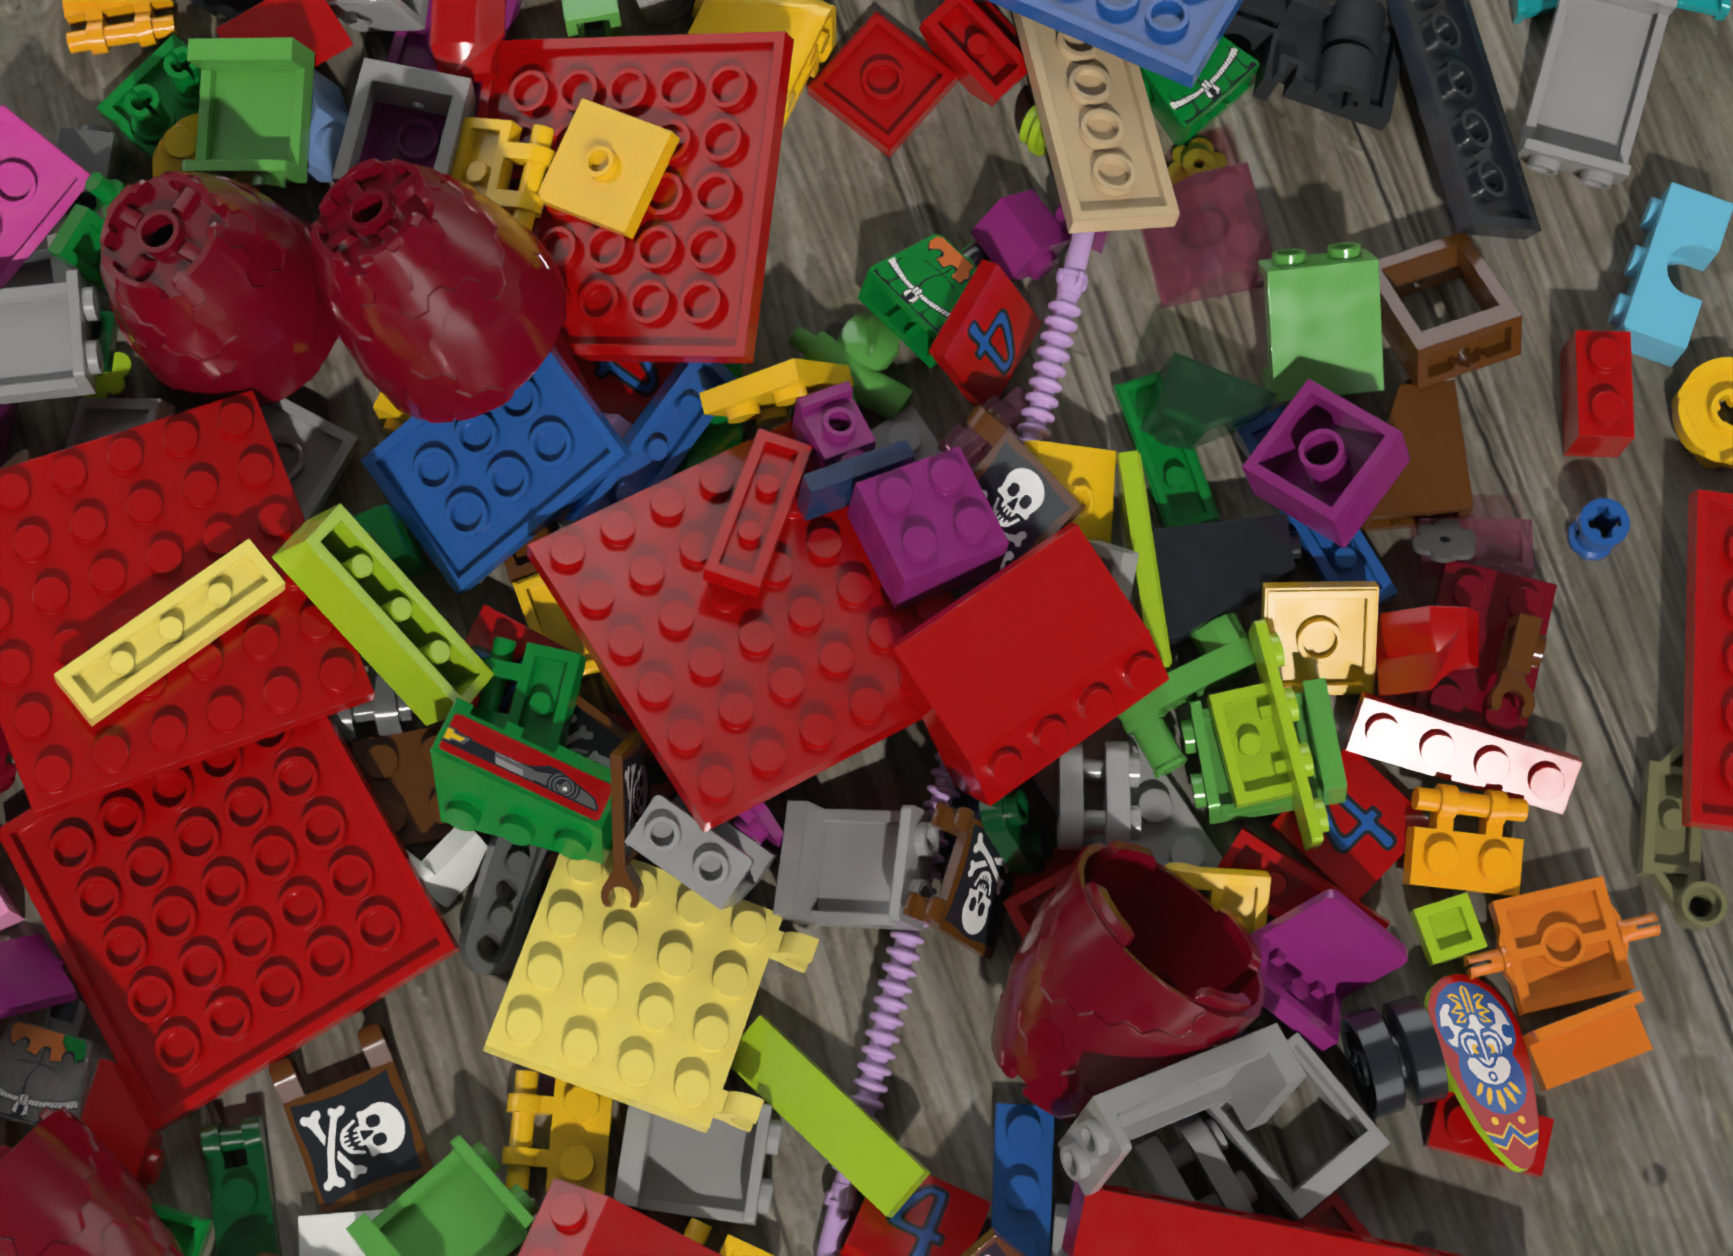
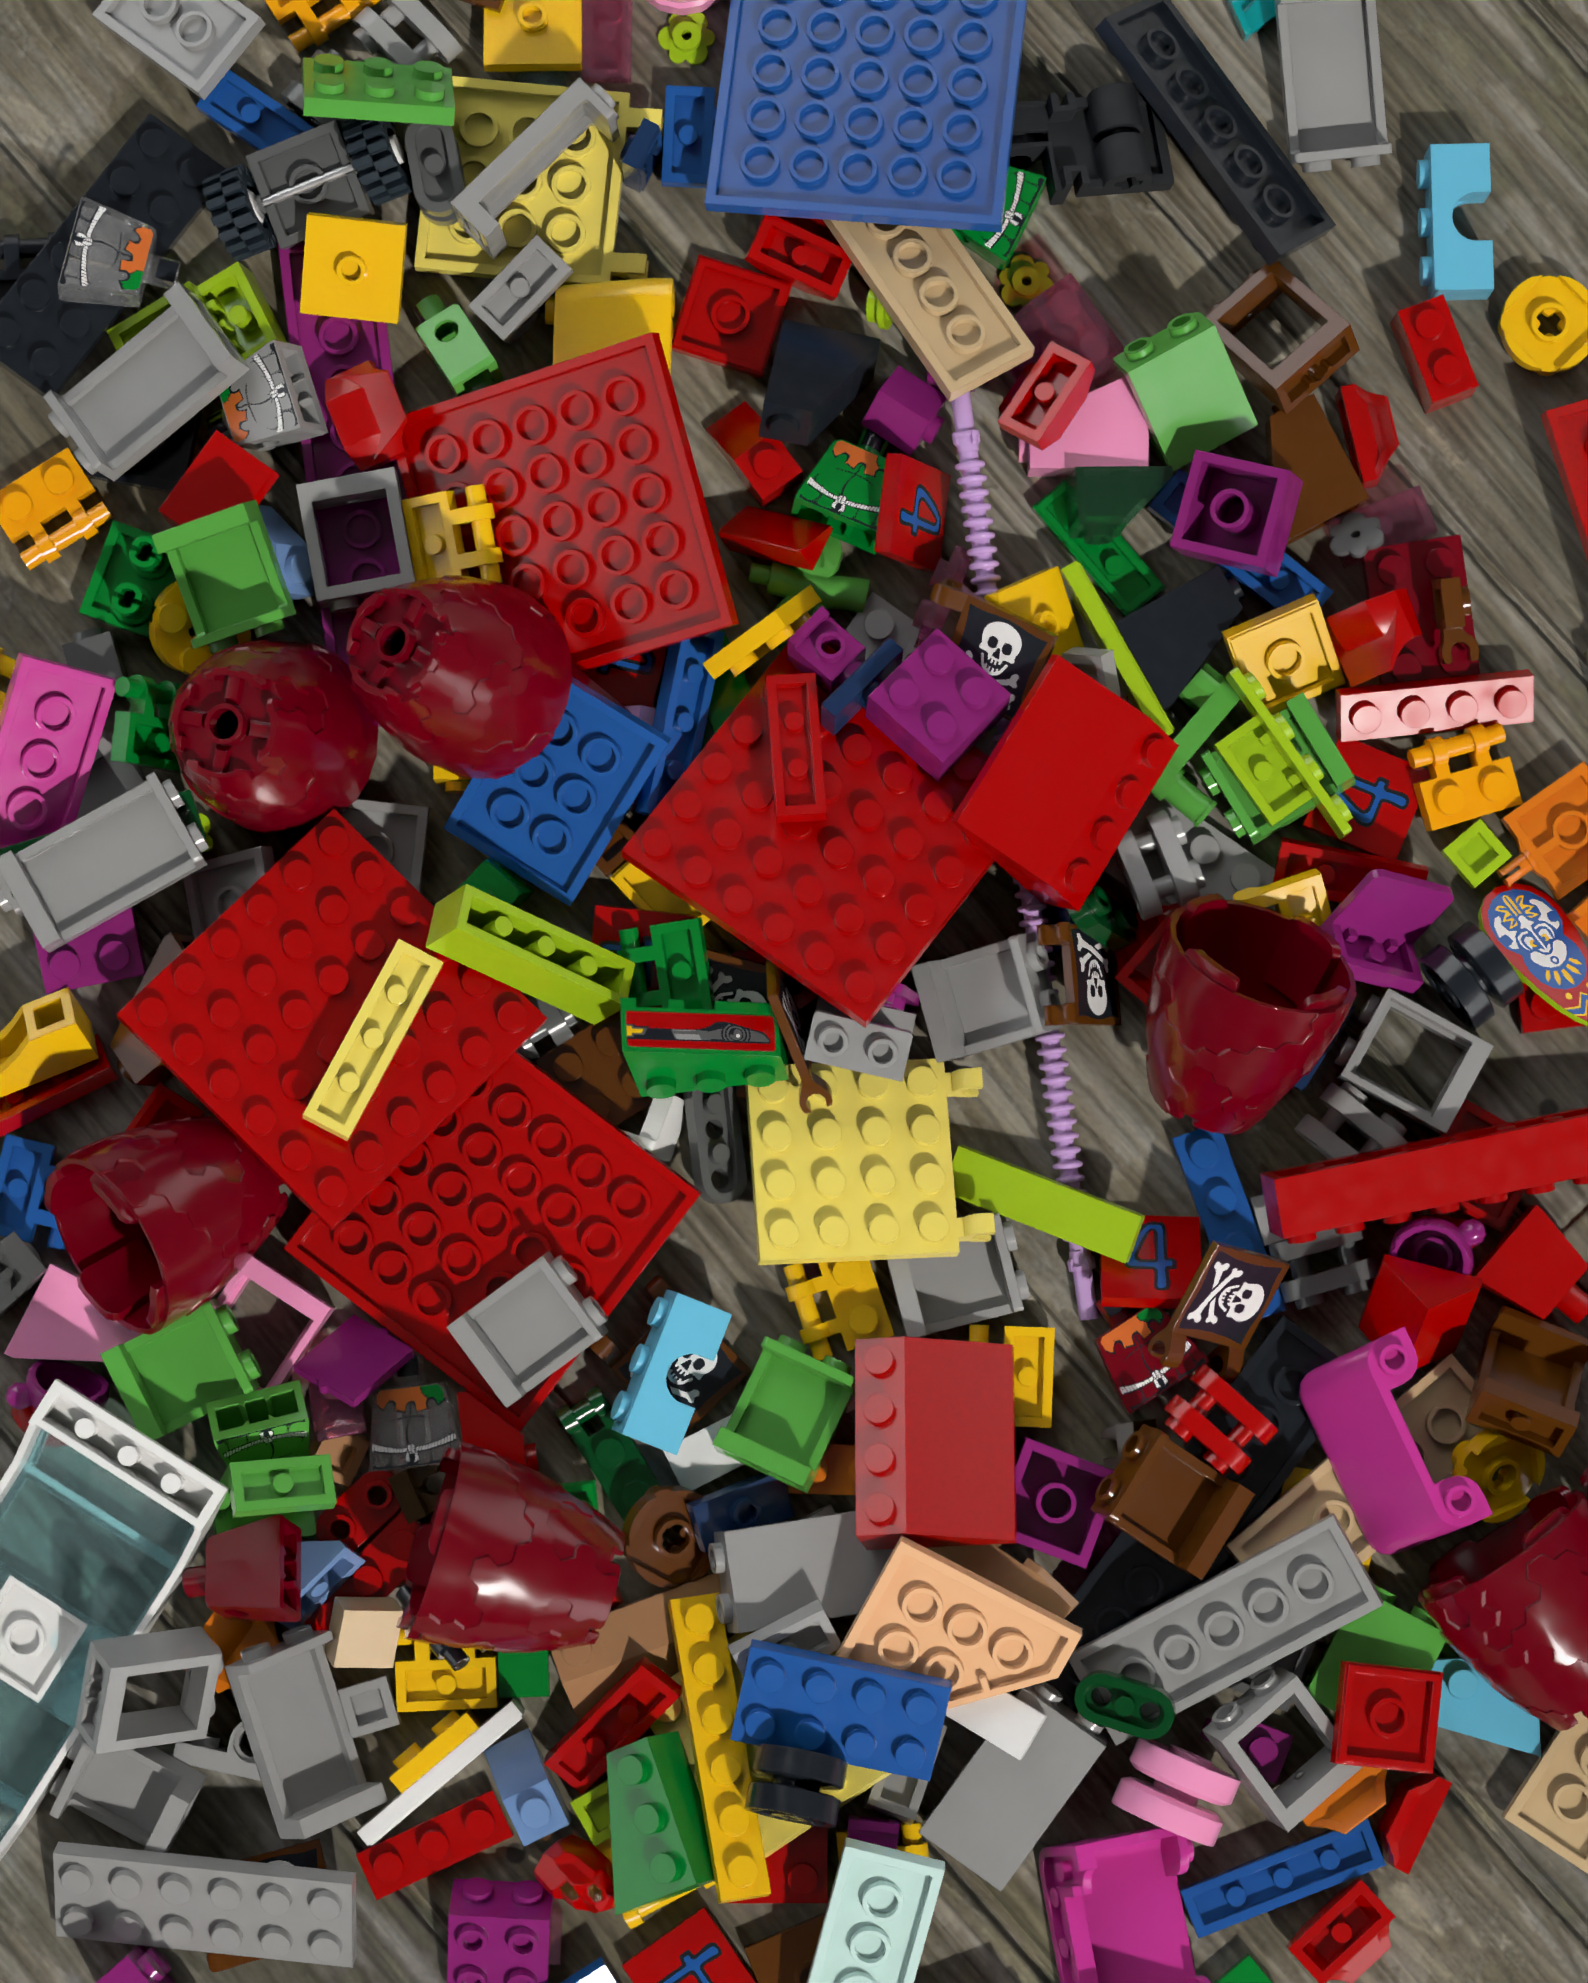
camera: 20 degrees left, 10 degrees up
(206, 1020) = (529, 1328): none -> light grey panel
(296, 1165) = (677, 1329): none -> medium azure arch
(607, 168) = (545, 501): yellow plate -> none
(833, 308) = (776, 537): none -> red slope
(849, 224) = (758, 461): none -> red slope
(939, 167) = (814, 380): none -> black slope
(1175, 272) = (1046, 396): none -> red slope
(1207, 325) = (1102, 433): none -> bright pink slope
(1249, 1072) = (1368, 1040): light grey panel -> none
(1497, 442) = (1367, 431): none -> red slope
(1606, 515) = (1478, 456): blue bush -> none

